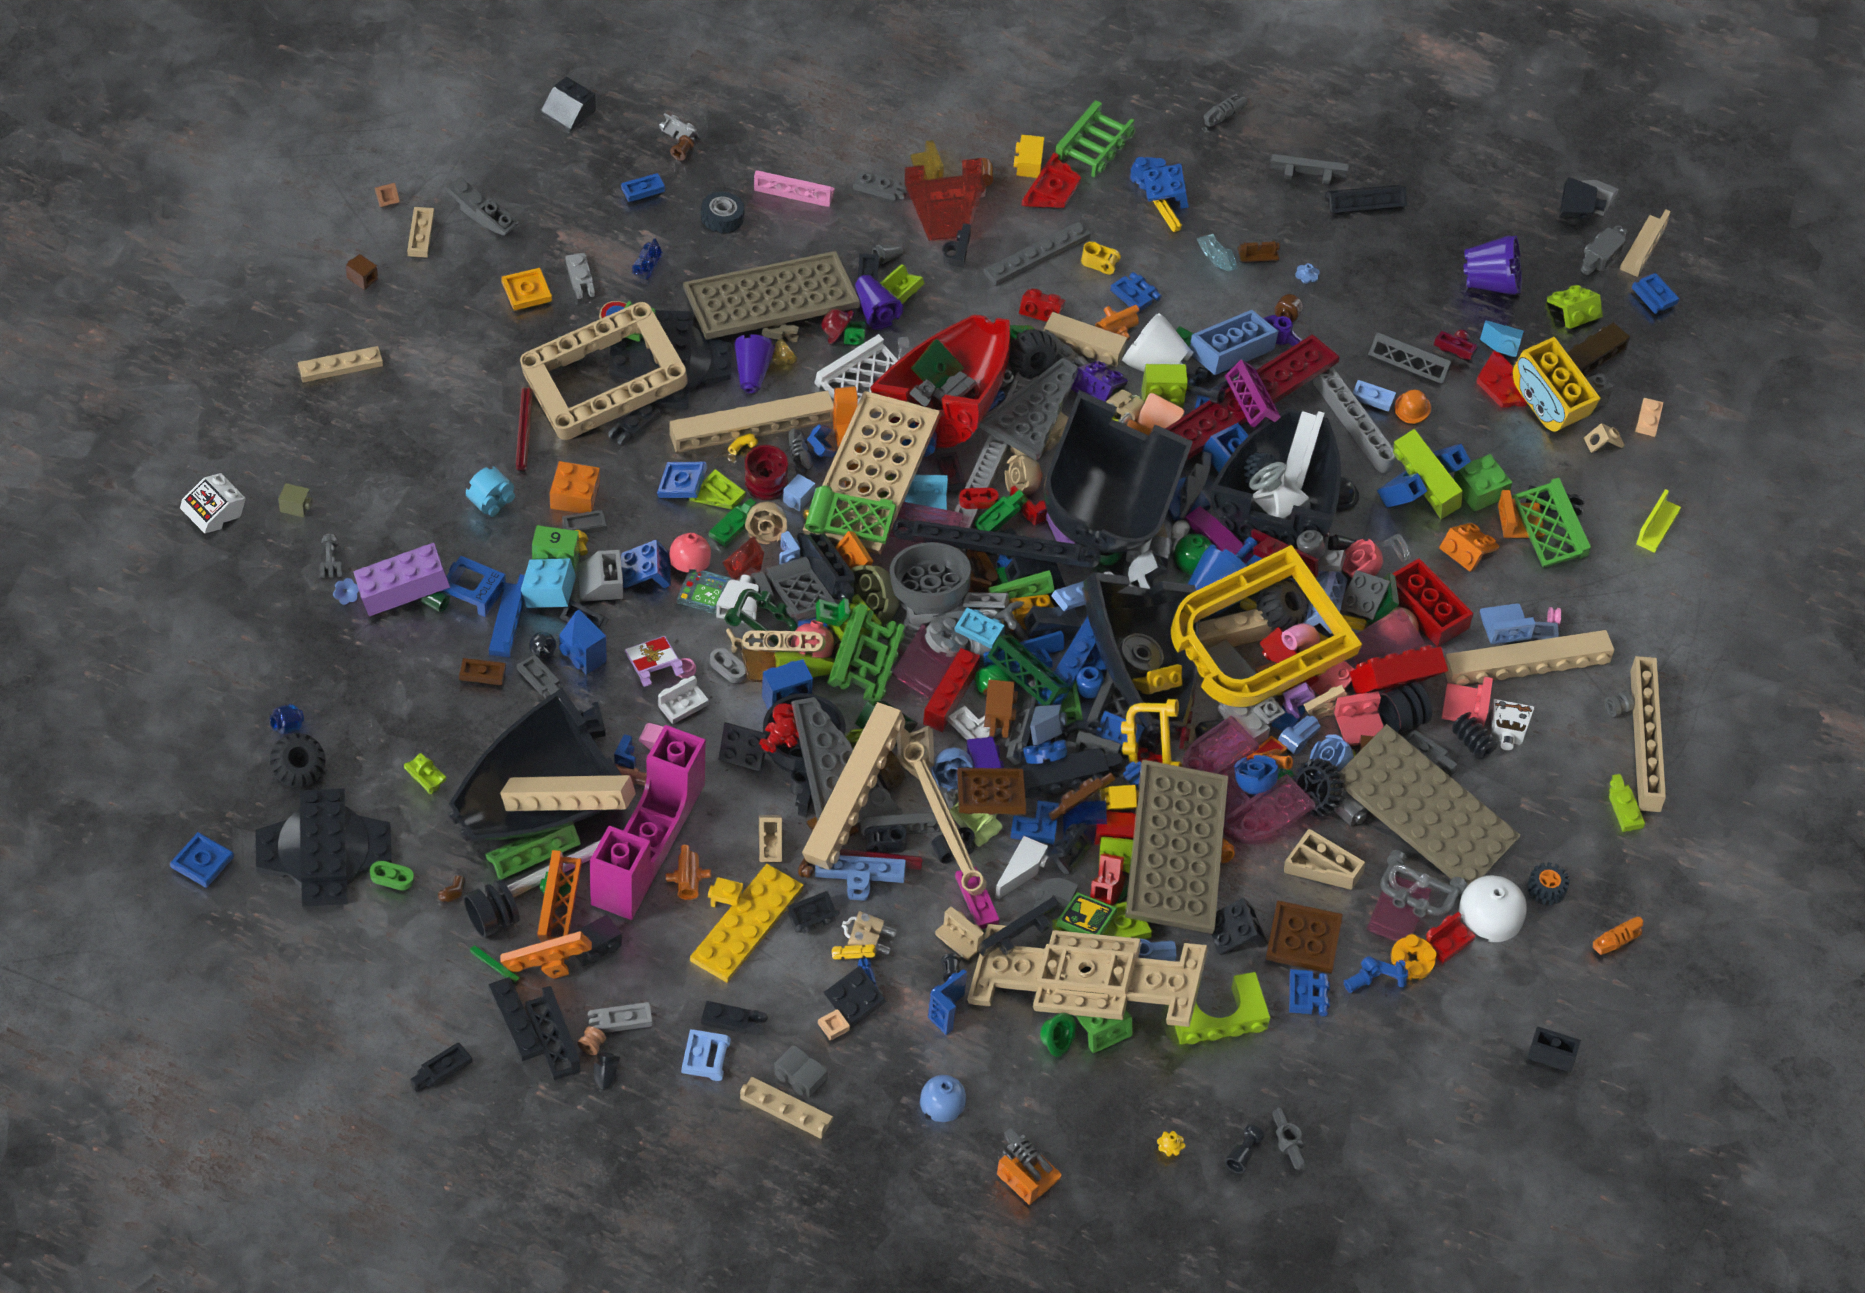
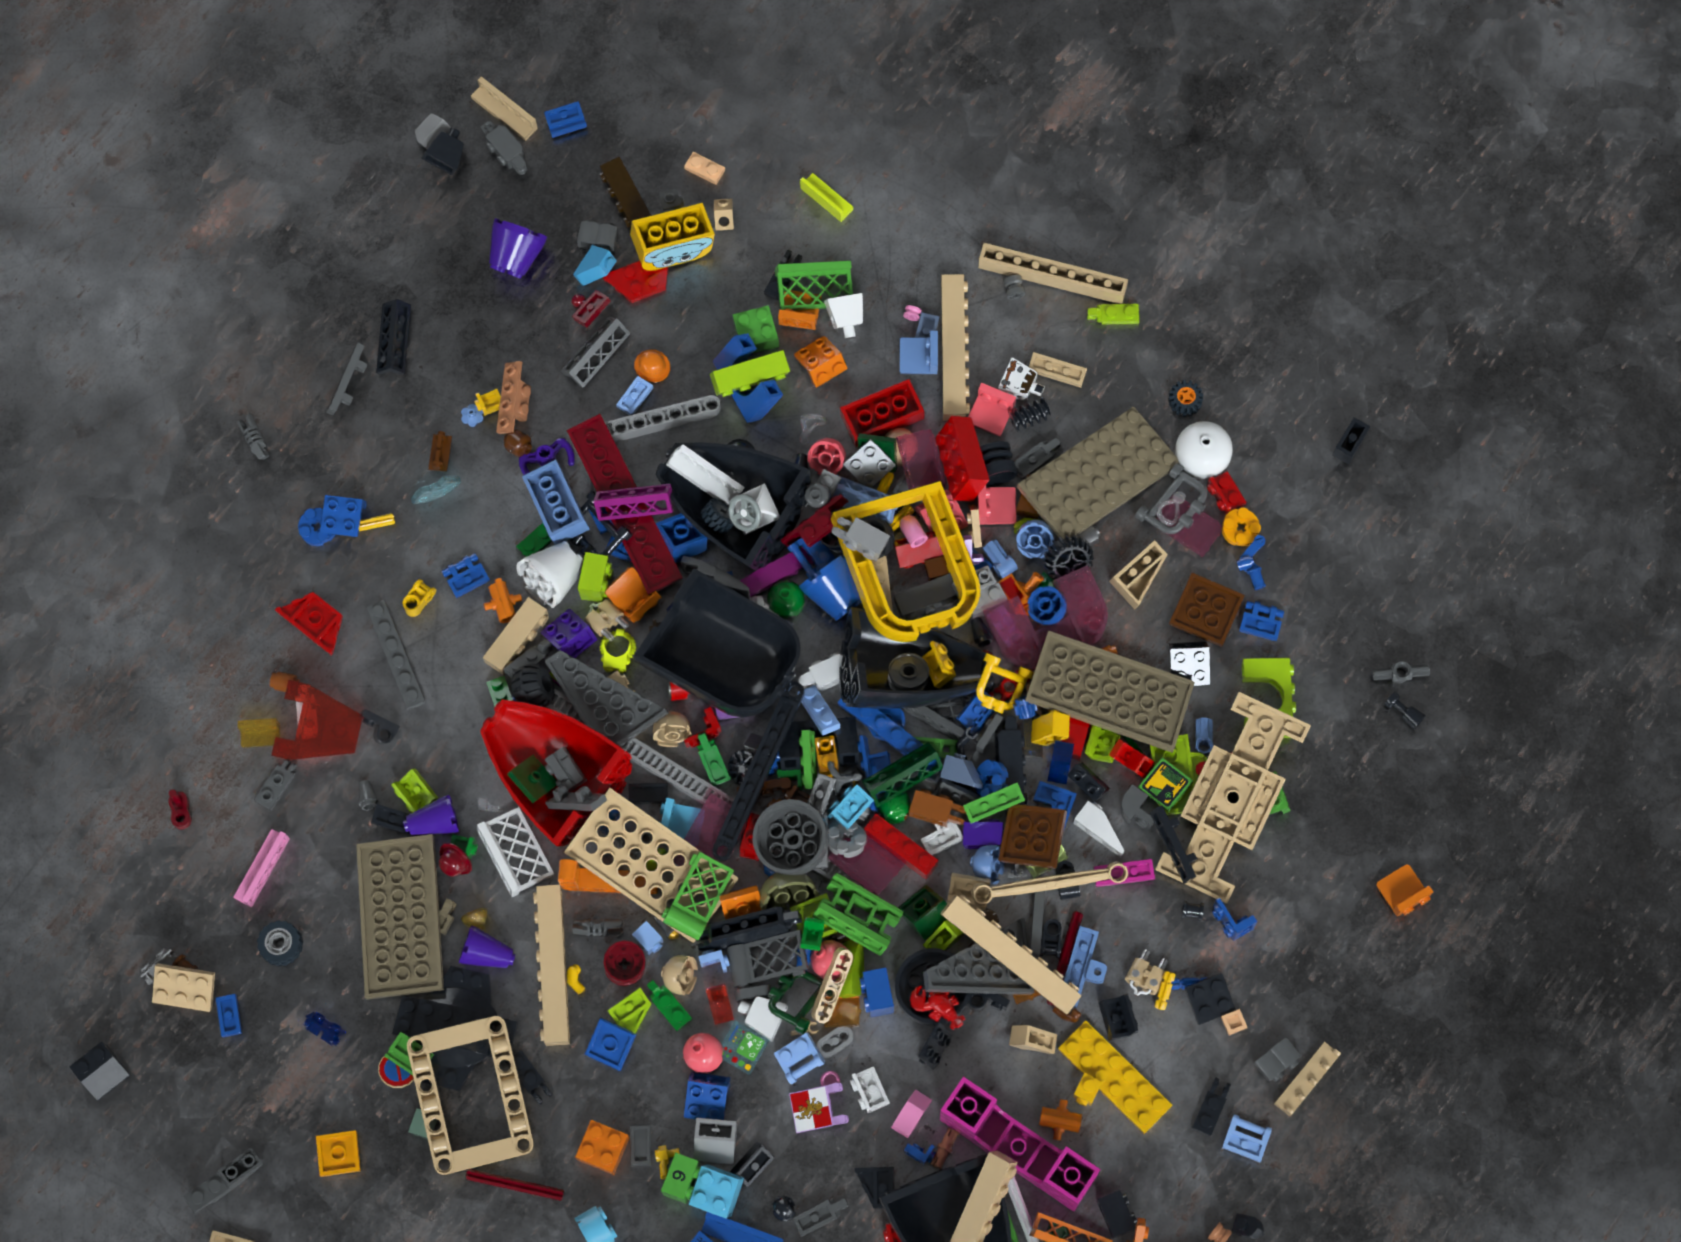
camera: 70 degrees left, 20 degrees up
(580, 274) = (328, 1097): light grey hinge -> none
(583, 643) = (792, 1171): blue slope -> none
(621, 1017) = (1199, 1204): light grey hinge -> none
(662, 147) = (183, 987): none -> tan plate
(707, 631) = (796, 1052): none -> light blue plate
(818, 441) = (593, 906): blue bracket -> none
(835, 119) = (179, 809): none -> dark red piece
(943, 1098) = (1315, 952): medium blue cylinder -> none
(960, 933) = (1162, 896): tan bracket -> none
(978, 498) = (688, 774): red beam -> none
(1018, 751) = (994, 803): none -> bright green plate
(1026, 1153) = (1389, 888): dark grey hinge -> none
(1030, 156) = (273, 633): yellow brick -> none
(1040, 305) = (463, 665): red bracket -> none
(1058, 1033) = (1274, 837): green hat -> none
(1085, 125) = (260, 584): bright green fence -> none
(1086, 790) = (1044, 760): reddish brown plate -> none
(1089, 681) = (916, 716): blue head -> none
(1145, 568) = (811, 648): brick -> none
(1170, 1143) = (1390, 768): yellow plant -> none
(1269, 572) = (862, 537): none -> light grey hinge
(1323, 279) = (488, 402): none -> yellow bracket
(1334, 298) = (514, 398): none -> nougat bracket
(1530, 554) = (845, 312): none -> white torso
(1535, 331) = (598, 235): none -> dark grey brick
(1537, 757) = (1058, 369): none -> tan plate
(1578, 305) = (563, 190): lime bracket -> none
(1618, 936) = (1246, 358): orange hinge -> none

